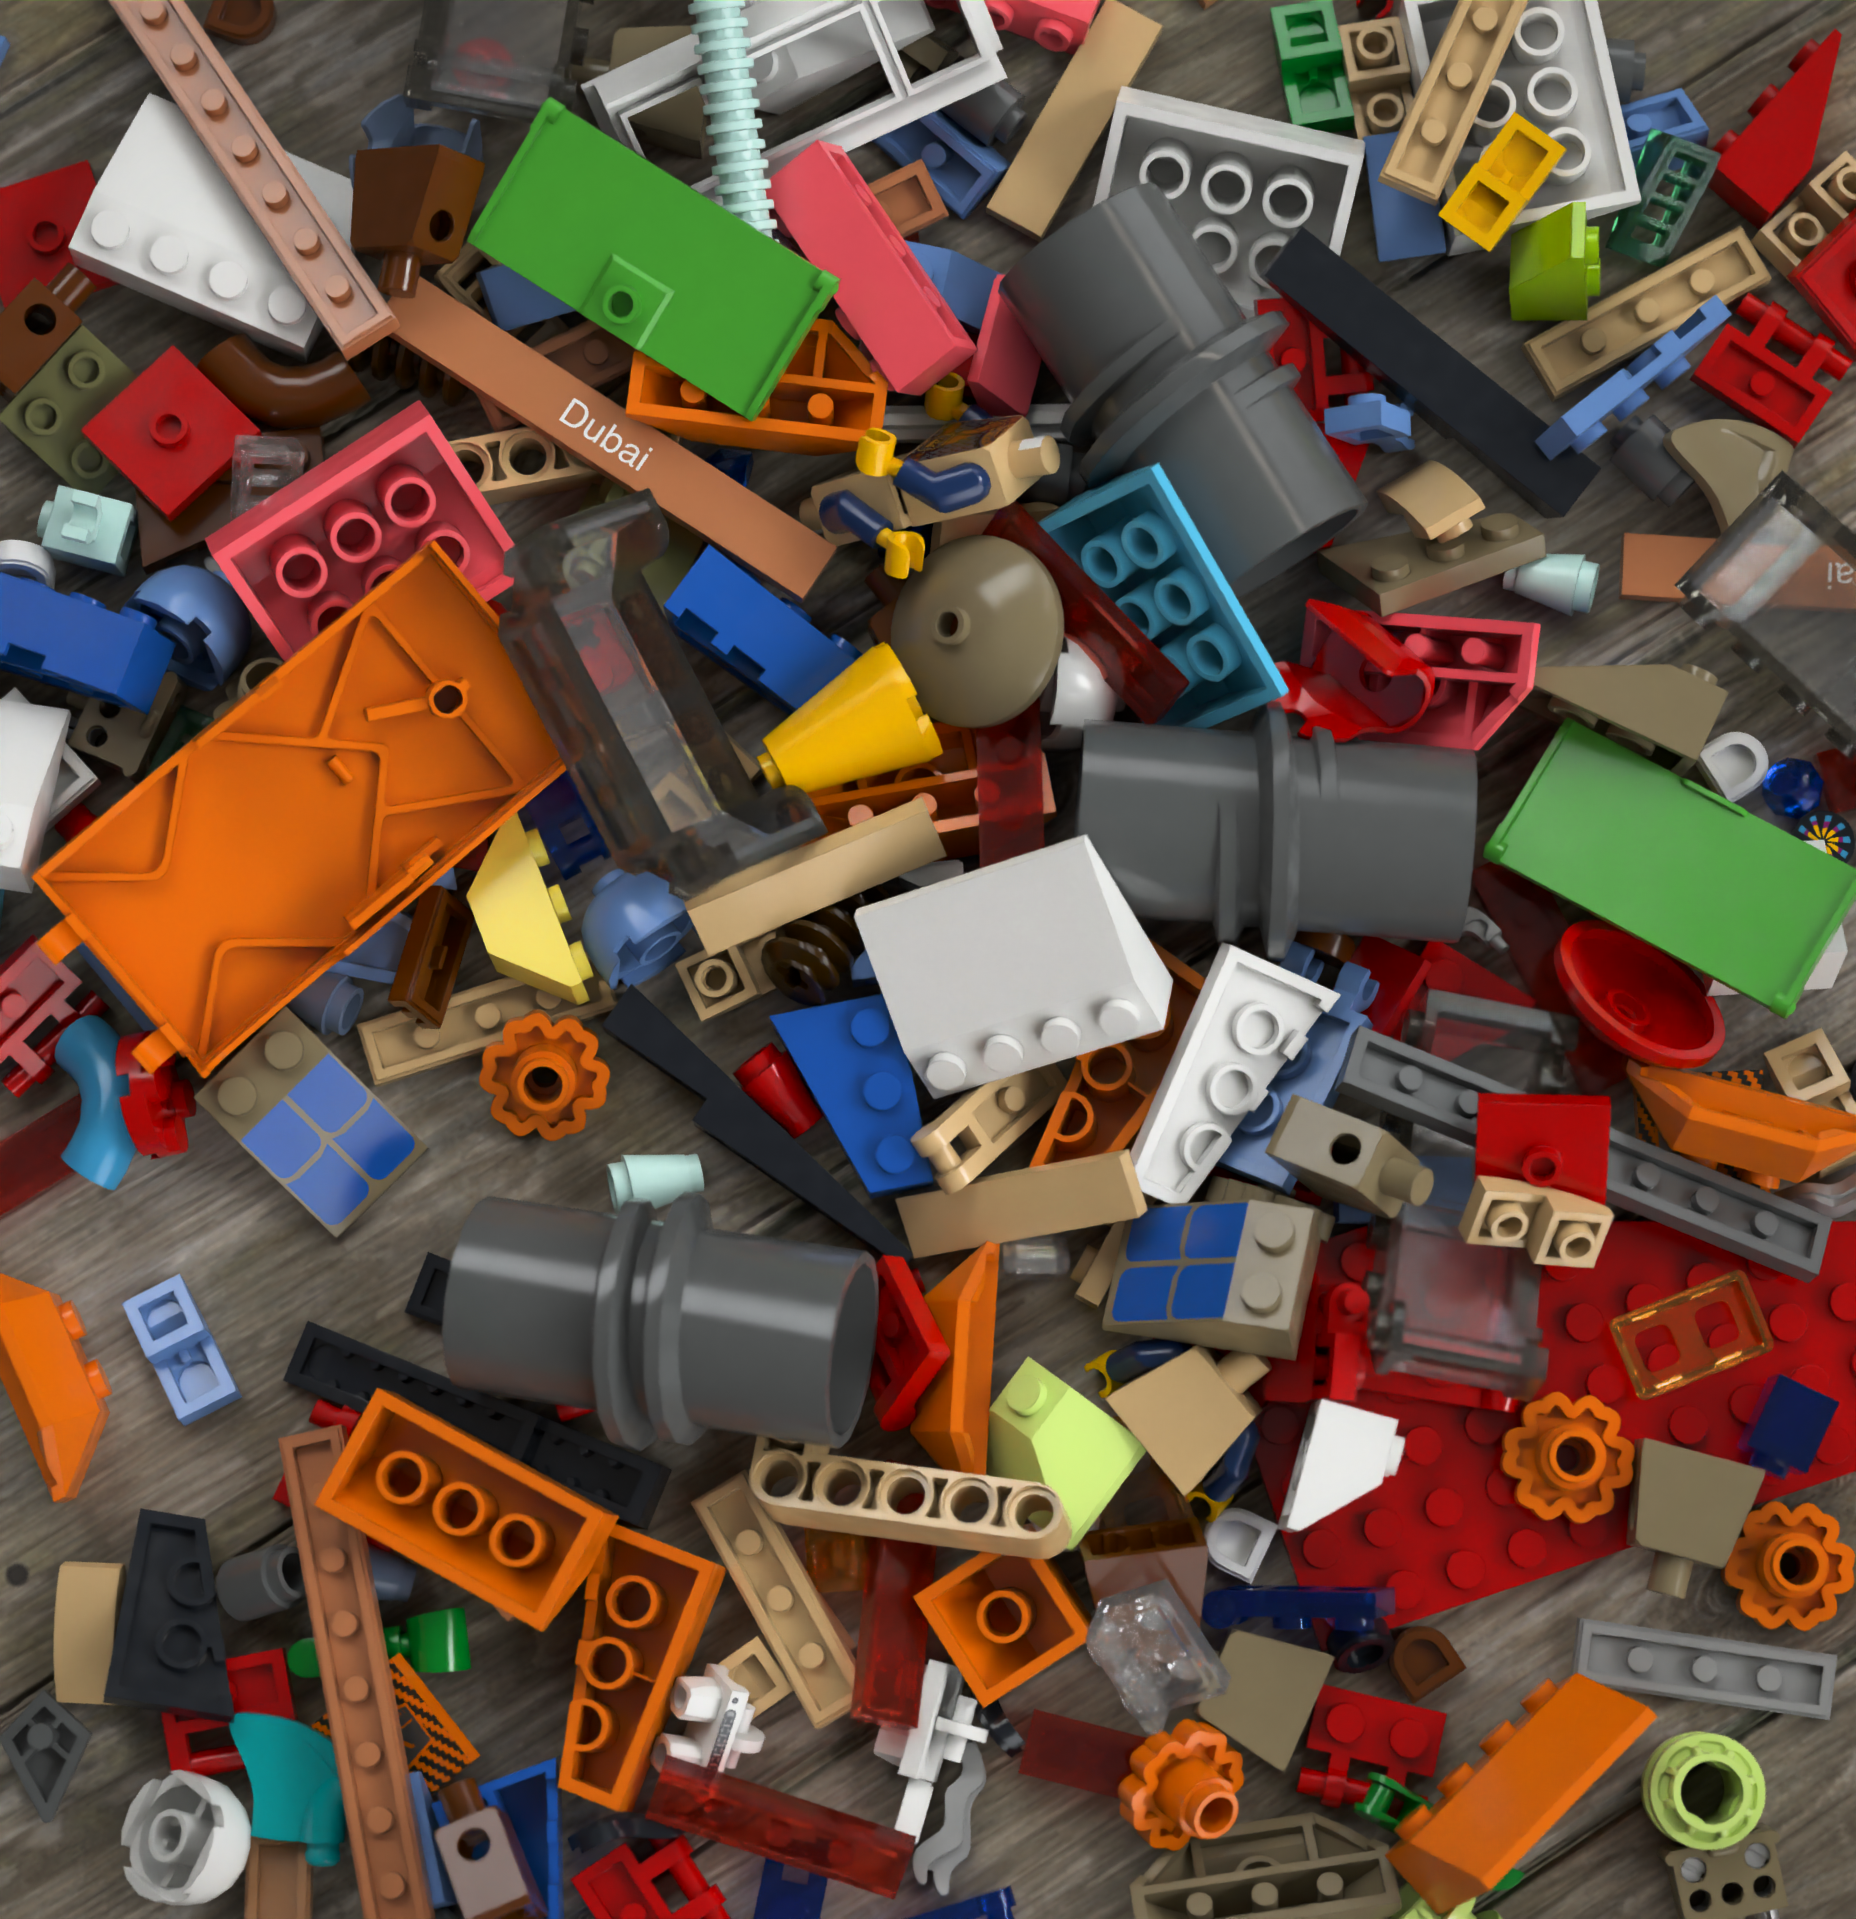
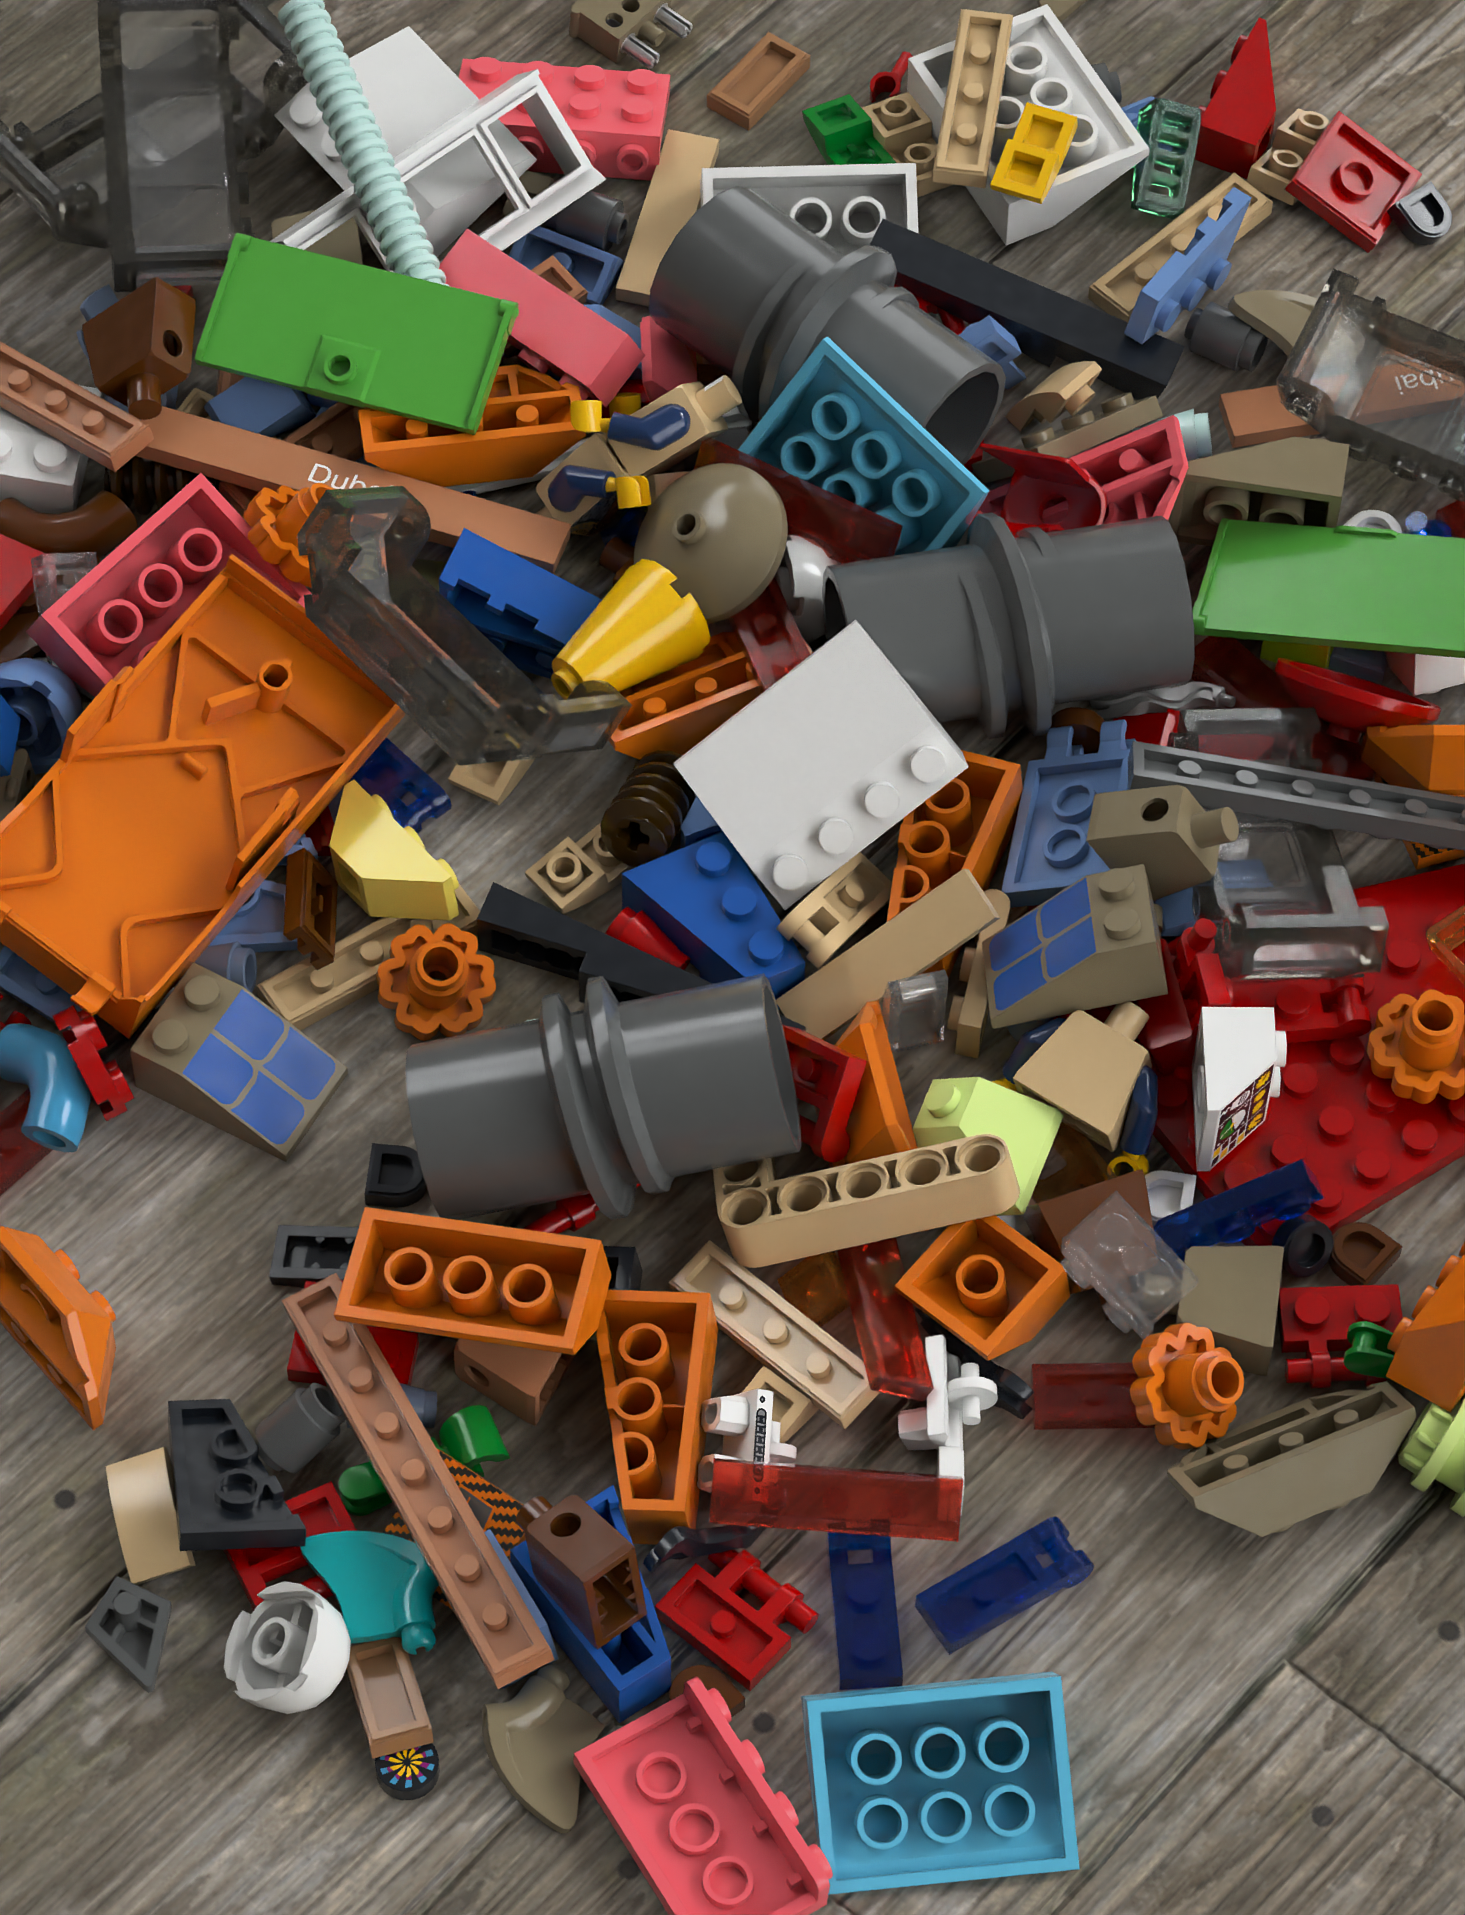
camera: 15 degrees left, 25 degrees down
(181, 1350) = (168, 1274): medium blue slope -> none
(521, 488) = (275, 523): none -> orange plant
(633, 927) = (489, 837): medium blue cylinder -> none
(816, 876) = (629, 747): tan tile -> none
(953, 1841) = (992, 1502): light grey hair -> none
(1229, 1052) = (1029, 794): white wing -> none
(1401, 222) = (959, 213): medium blue slope -> none
(1544, 1220) = (1334, 844): tan slope -> none
(1545, 1141) = (1322, 797): red plate -> none
(1555, 267) = (1093, 217): lime slope -> none
(1763, 384) = (1292, 256): red plate -> none

